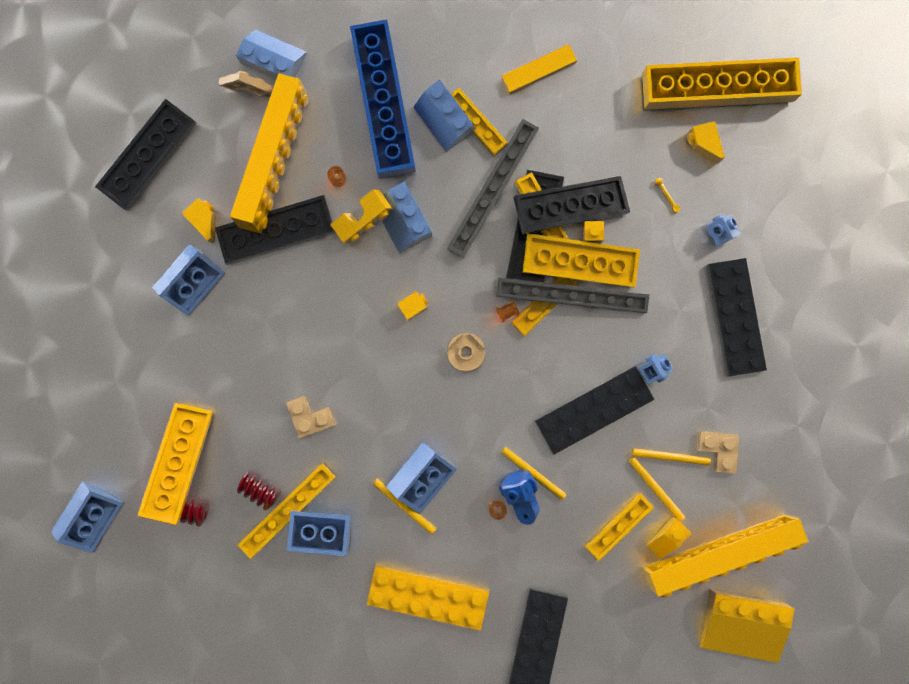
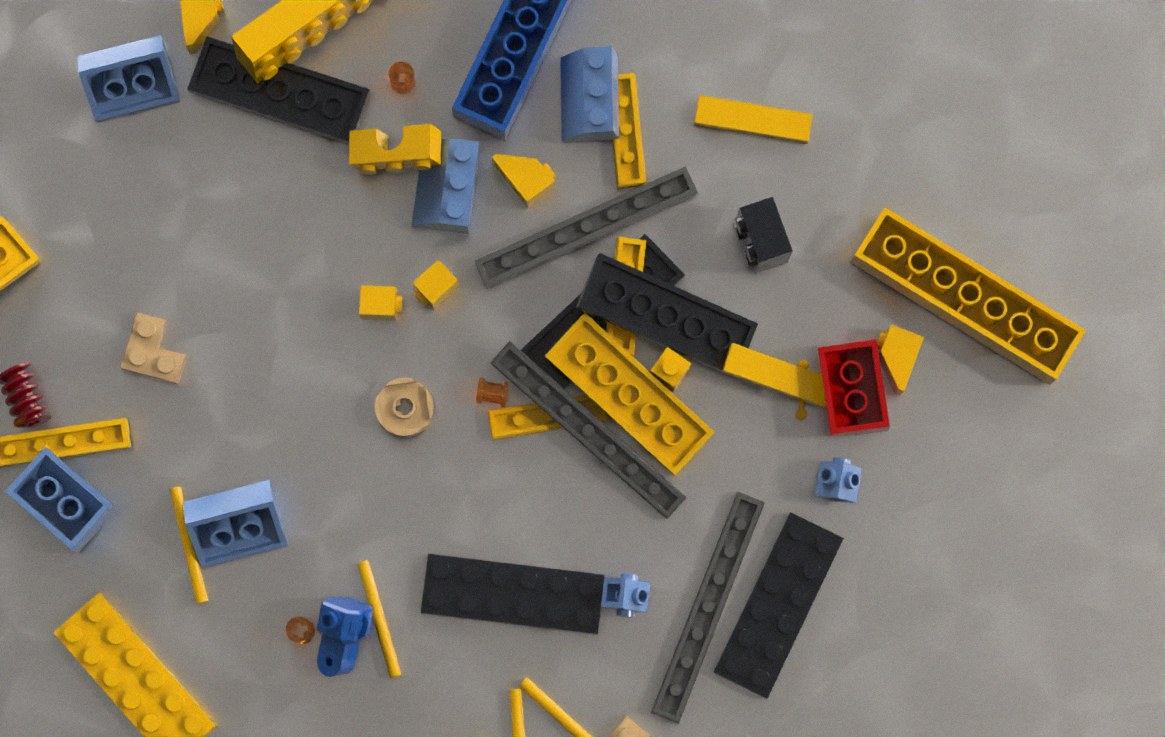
camera: 30 degrees right, 5 degrees down
(435, 275) = (434, 285): none -> yellow brick
(442, 183) = (525, 176): none -> yellow slope
(591, 126) = (762, 235): none -> black brick
(654, 195) = (775, 374): none -> yellow tile
(698, 173) = (854, 388): none -> red slope
(700, 344) = (707, 607): none -> dark grey tile

